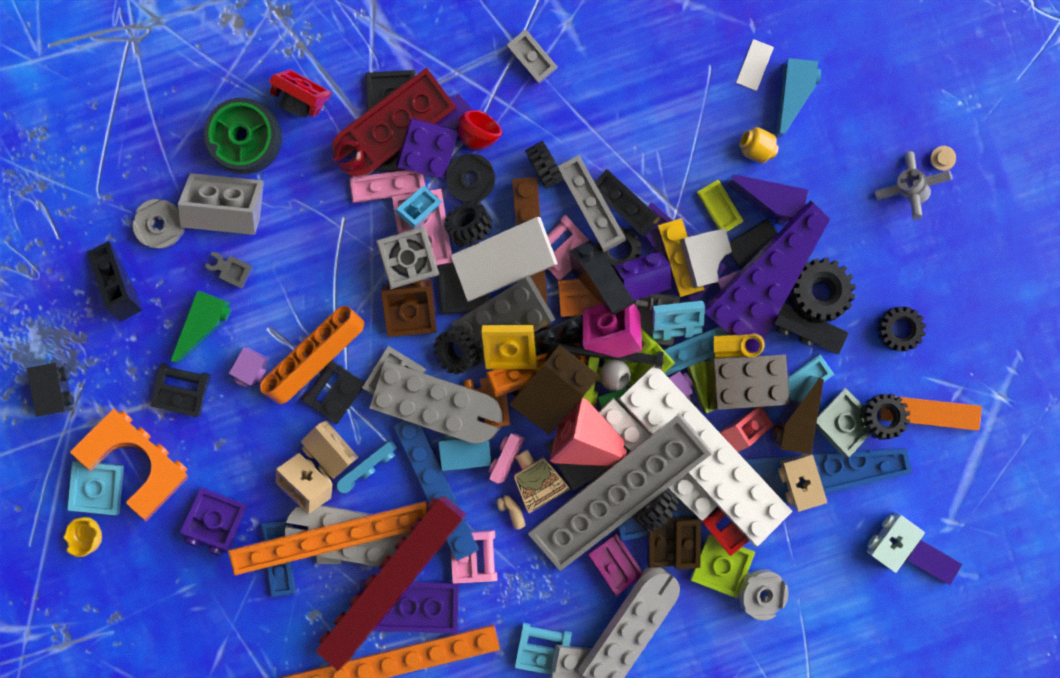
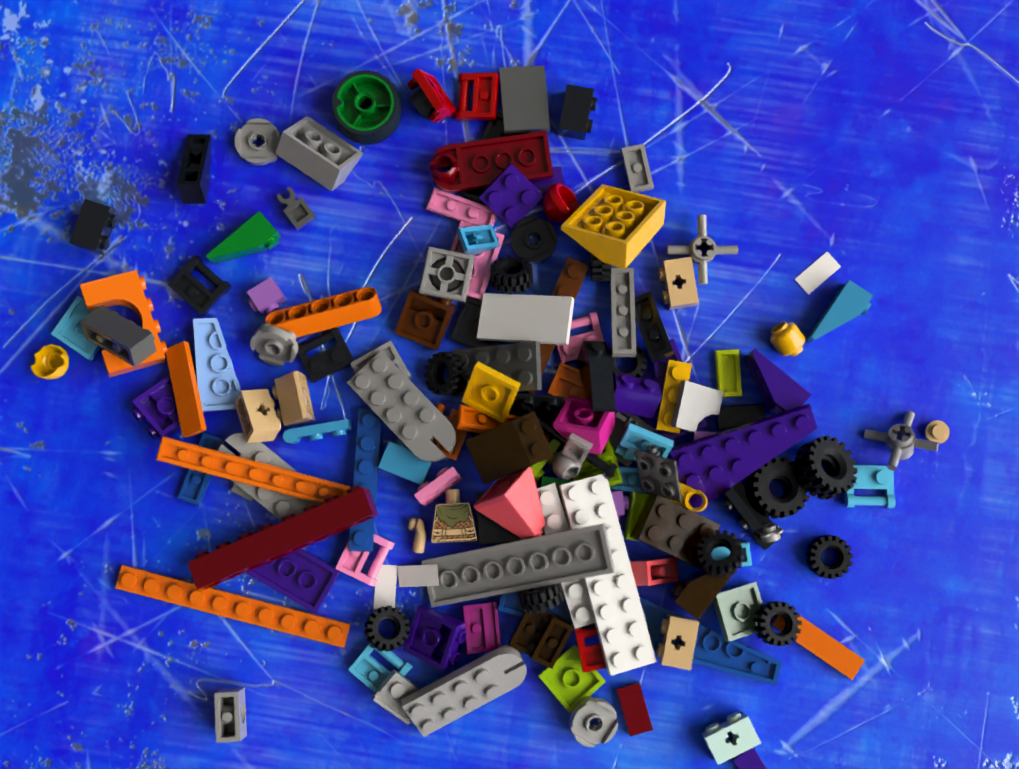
camera: 30 degrees right, 5 degrees down
(134, 480) = (118, 335): none -> dark grey brick
(223, 494) = (185, 389): none -> orange tile
(243, 466) = (214, 368): none -> light blue wing
(292, 404) = (266, 337): none -> light grey plate
(348, 64) = (484, 96): none -> red plate
(388, 46) = (524, 99): none -> dark grey tile
(444, 32) = (576, 111): none -> black brick
(508, 575) = (385, 587): none -> white sticker
(532, 548) = (418, 575): none -> white sticker
(540, 124) = (616, 224): none -> yellow slope
(545, 612) = (373, 634): none -> black tyre
(579, 596) = (435, 637): none -> dark purple plate
(617, 357) = (577, 448): none -> light grey tile
(628, 133) = (683, 271): none -> tan brick
(632, 111) = (702, 240): none -> light grey bar
(704, 340) = (658, 474): none -> dark grey hinge
(793, 562) = (634, 708): none -> dark red tile
(810, 394) = (720, 540): none -> black tyre
(835, 336) = (769, 532): none -> light grey plate
(863, 237) = (836, 461): none -> black tyre
(901, 235) = (872, 478): none -> medium azure plate

